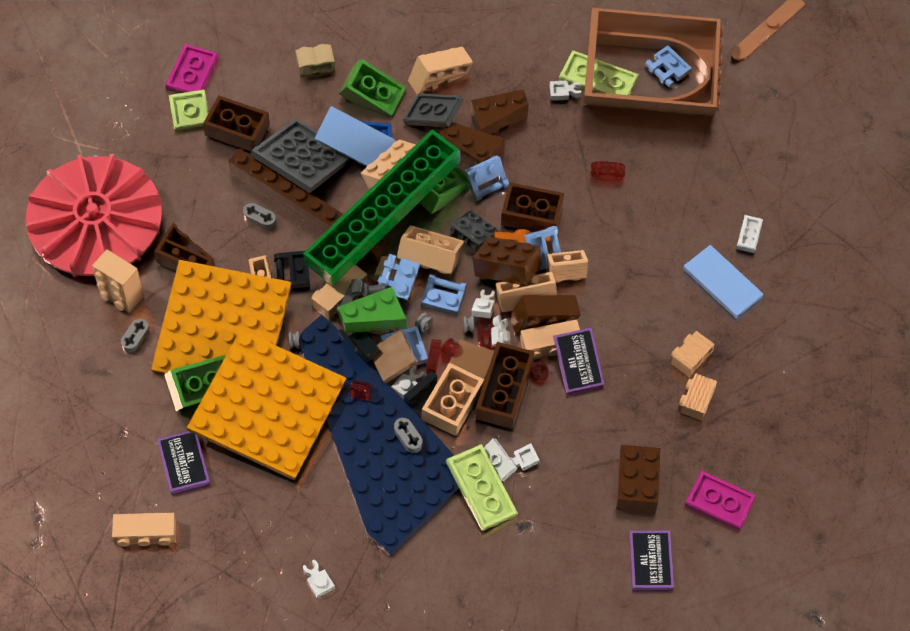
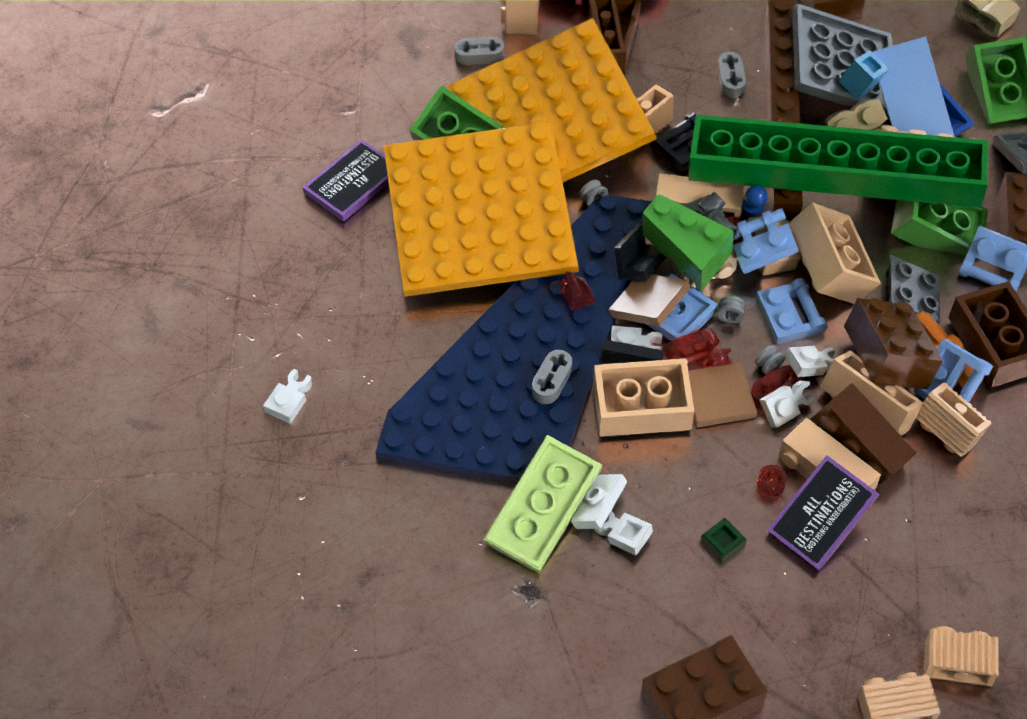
camera: 60 degrees right, 5 degrees down
(144, 529) = (235, 189): light nougat brick -> none
(329, 153) = (863, 75): none -> dark azure panel
(348, 176) = (863, 115): none -> tan brick
(368, 264) = (754, 202): none -> blue pin
(504, 385) = (712, 445): reddish brown brick -> none
(557, 416) = (723, 539): none -> dark green tile

